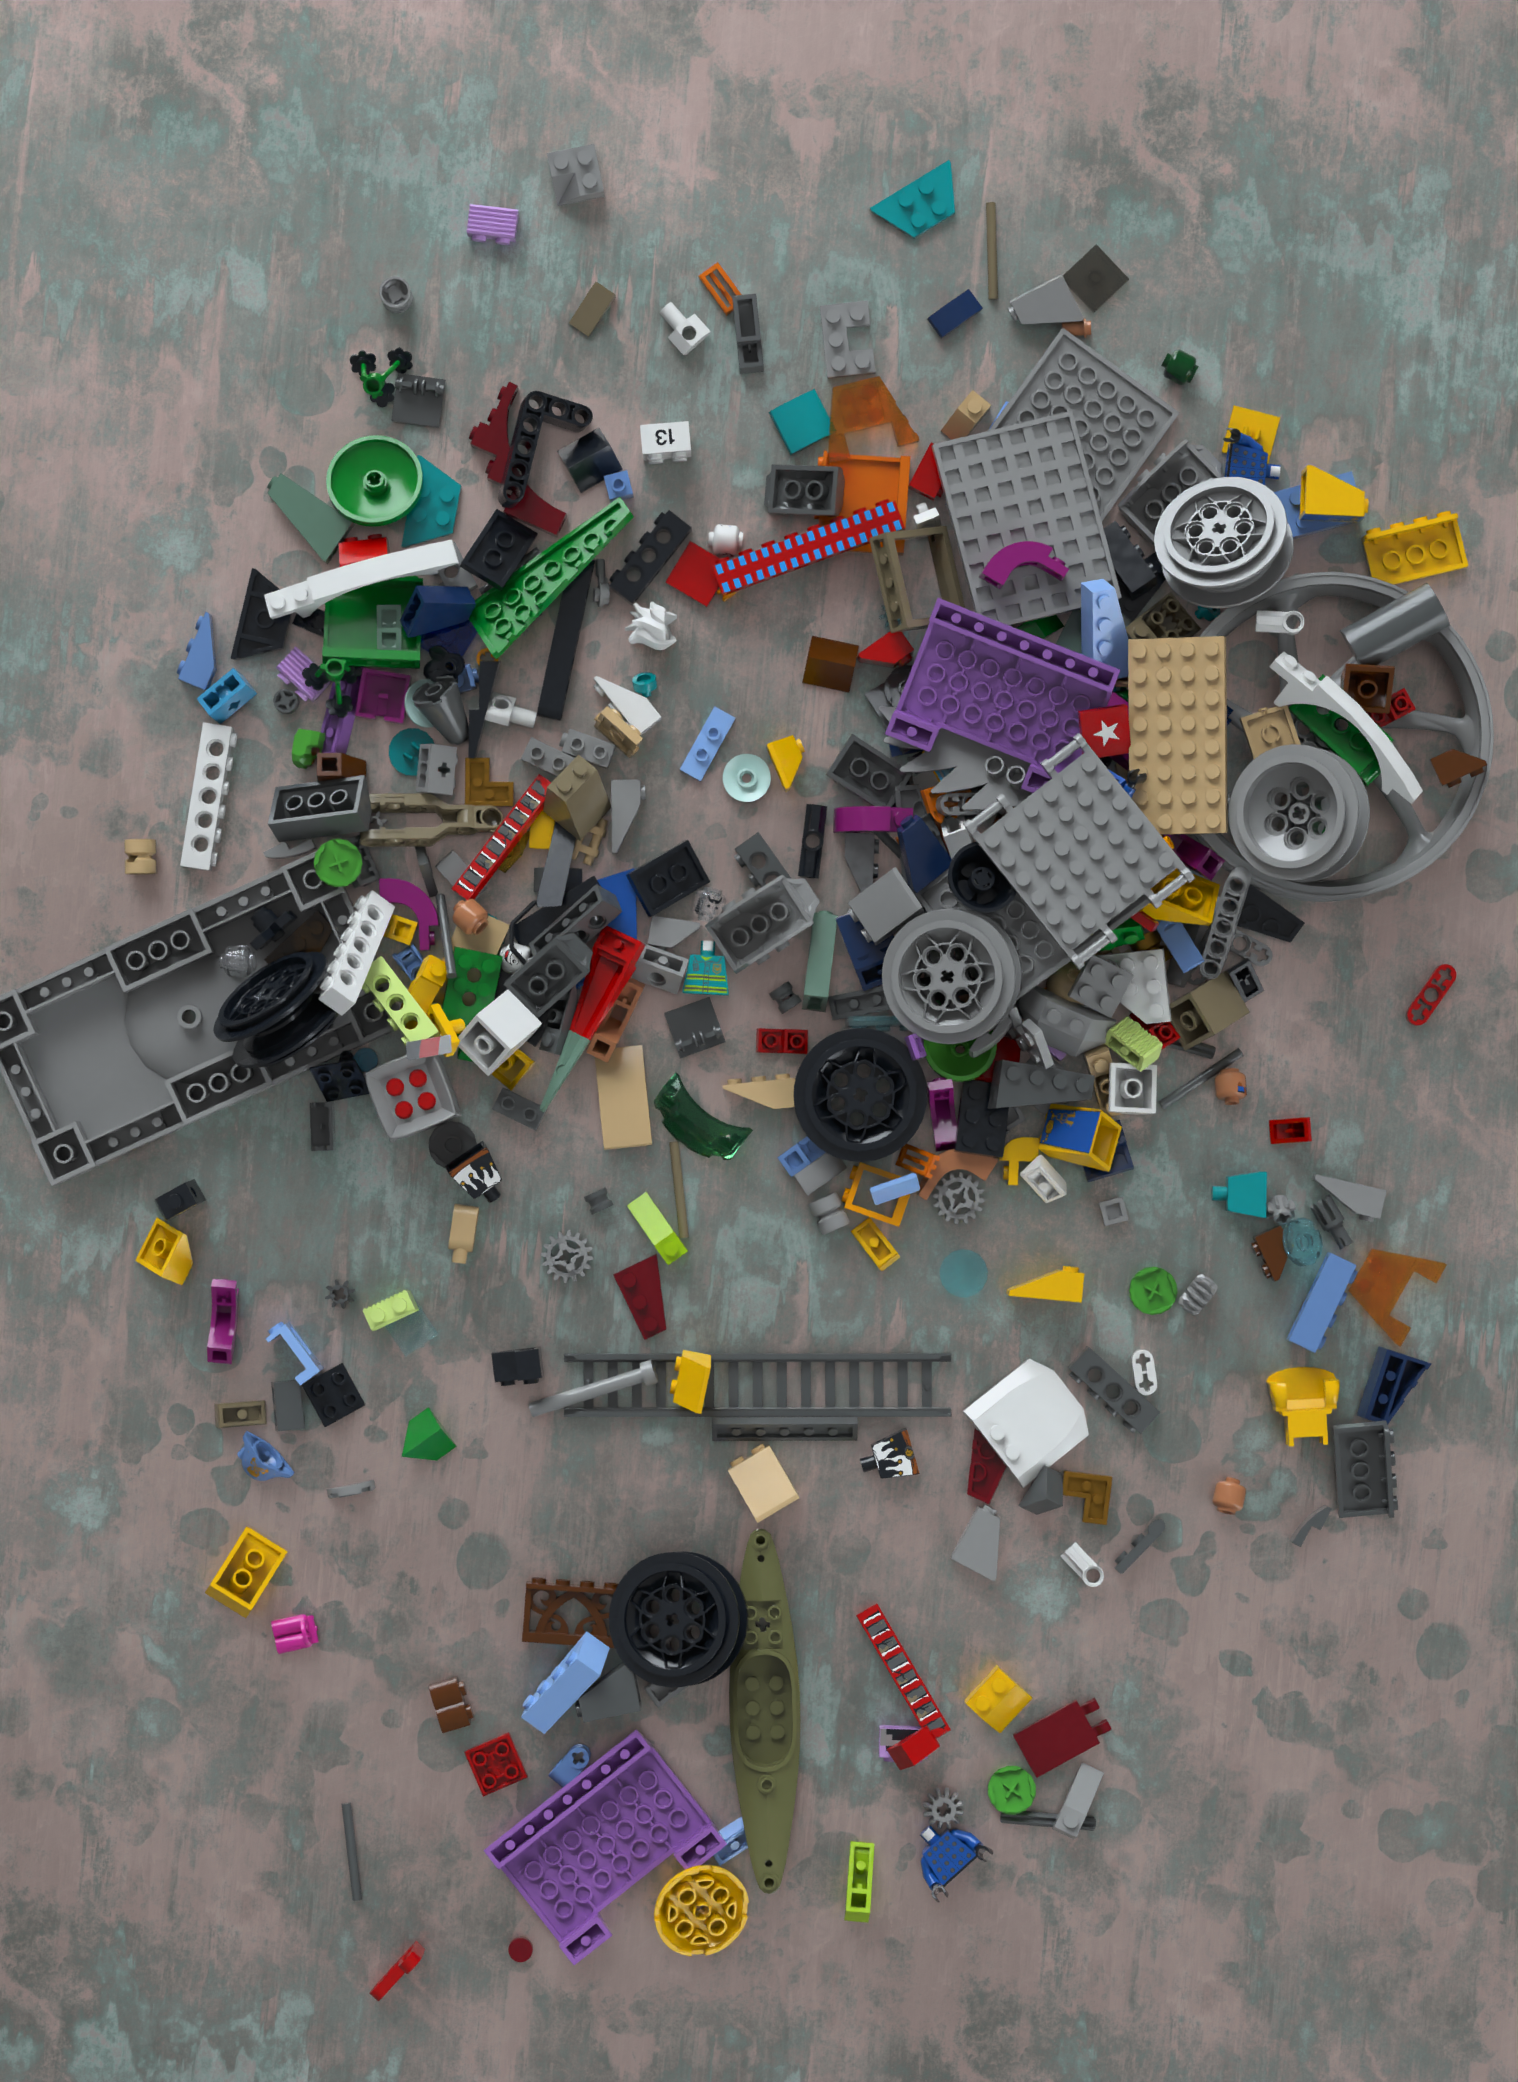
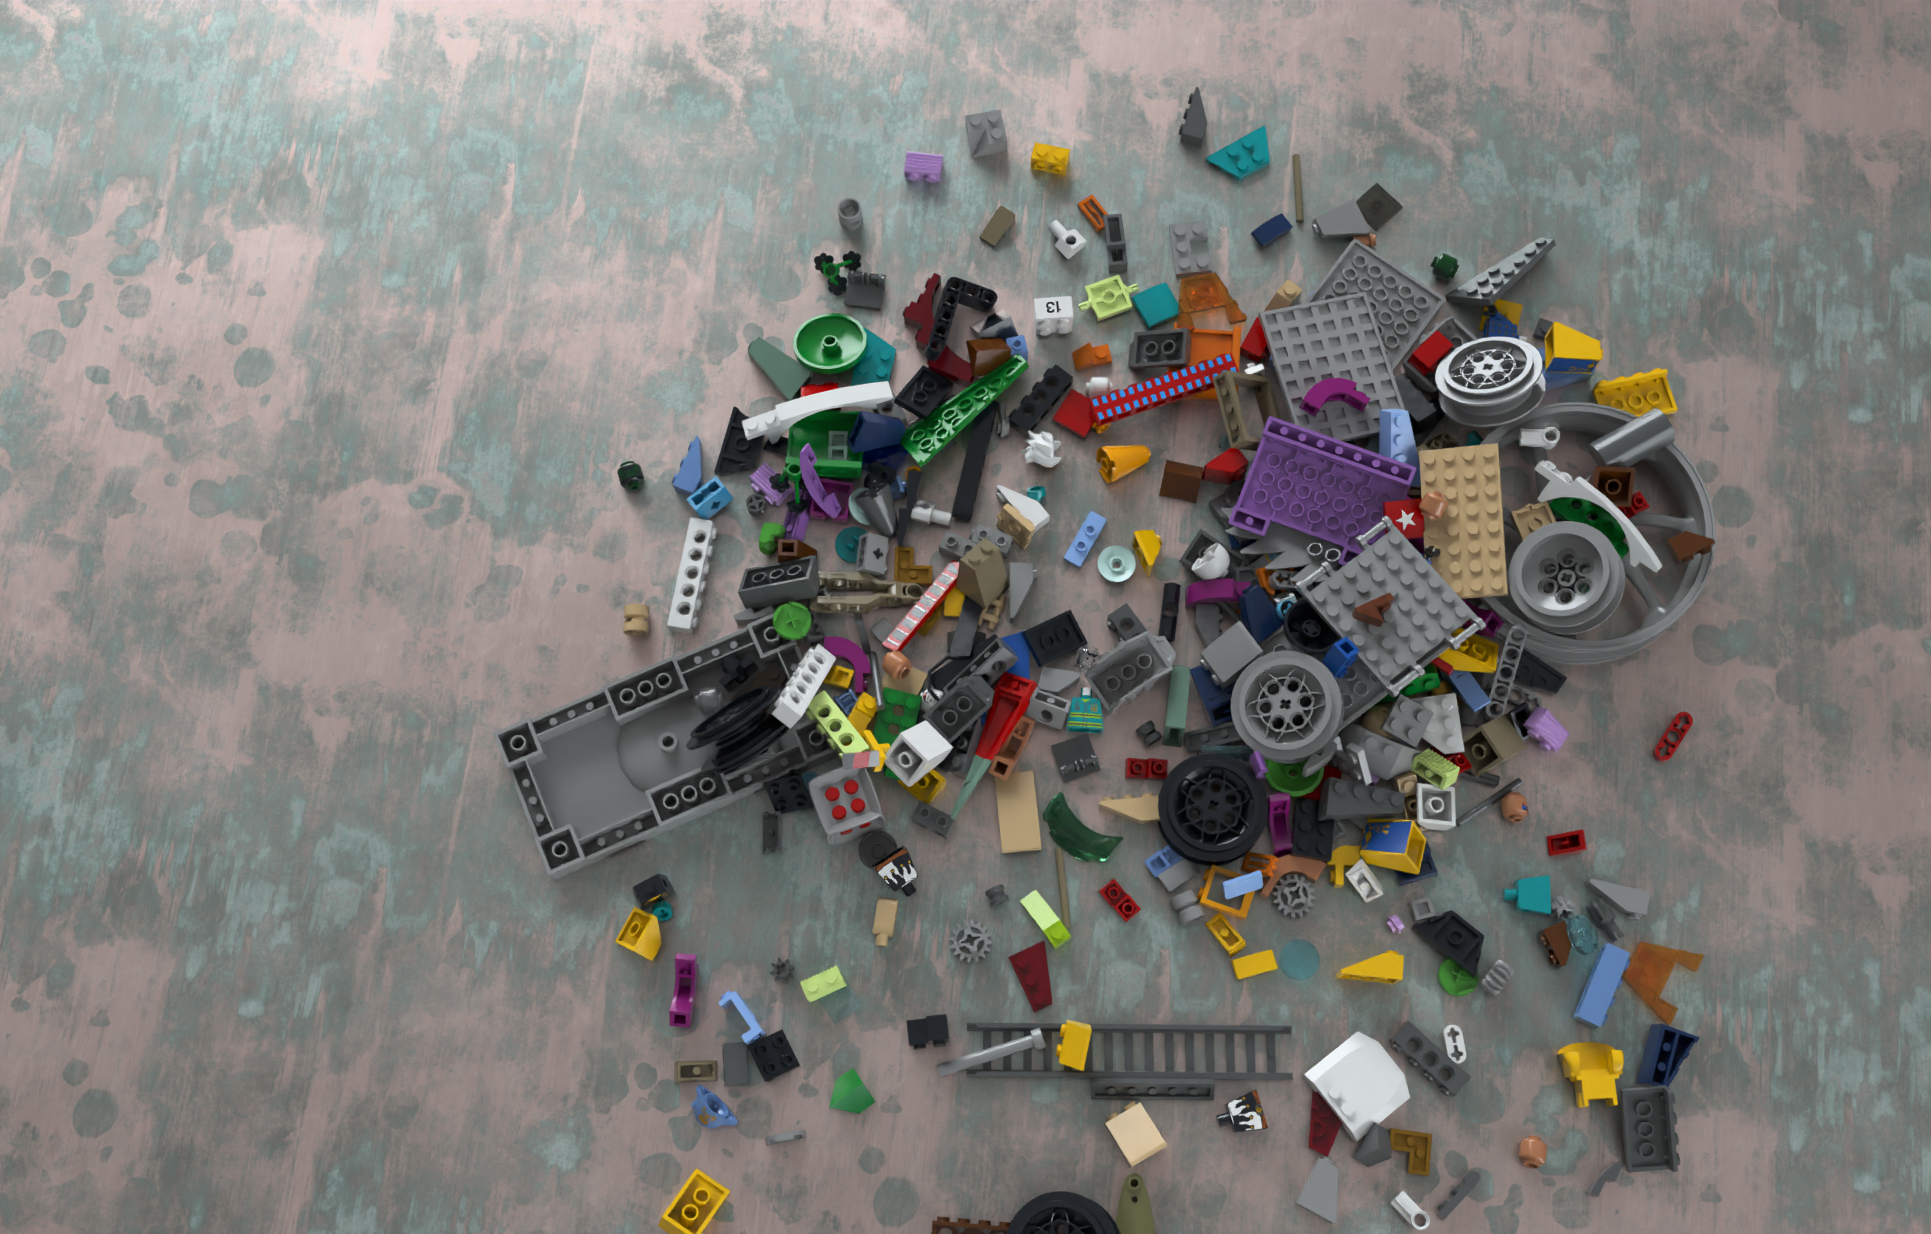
camera: 10 degrees right, 15 degrees down
(122, 663) = (630, 475): none -> head
(191, 1223) = (662, 910): none -> teal tile
(376, 702) = (826, 501): none -> medium lavender slope
(580, 497) = (987, 355): none -> reddish brown slope
(661, 212) = (1050, 158): none -> yellow brick
(716, 494) = (1091, 356): none -> orange slope
(738, 411) = (1108, 297): none -> yellowish green plate
(747, 1204) = (1119, 900): none -> red slope
(754, 640) = (1121, 460): none -> light orange cone
(857, 160) = (1195, 125): none -> dark grey slope
(866, 784) = (1213, 563): none -> white cylinder
(909, 1280) = (1254, 964): none -> yellow slope
(952, 846) = (1283, 607): none -> tile
(1015, 919) = (1340, 657): none -> blue brick
(1051, 865) = (1370, 611): none -> copper slope
(1079, 1230) = (1395, 924): none -> lavender plate
(1140, 717) = (1433, 505): none -> nougat head
(1148, 1248) = (1453, 939): none -> black wing
(1153, 495) = (1430, 353): none -> red brick
(1246, 387) = (1496, 280): none -> dark grey wing
(1274, 990) = (1546, 729): none -> lavender brick
(1306, 452) = (1542, 328): none -> dark grey plate

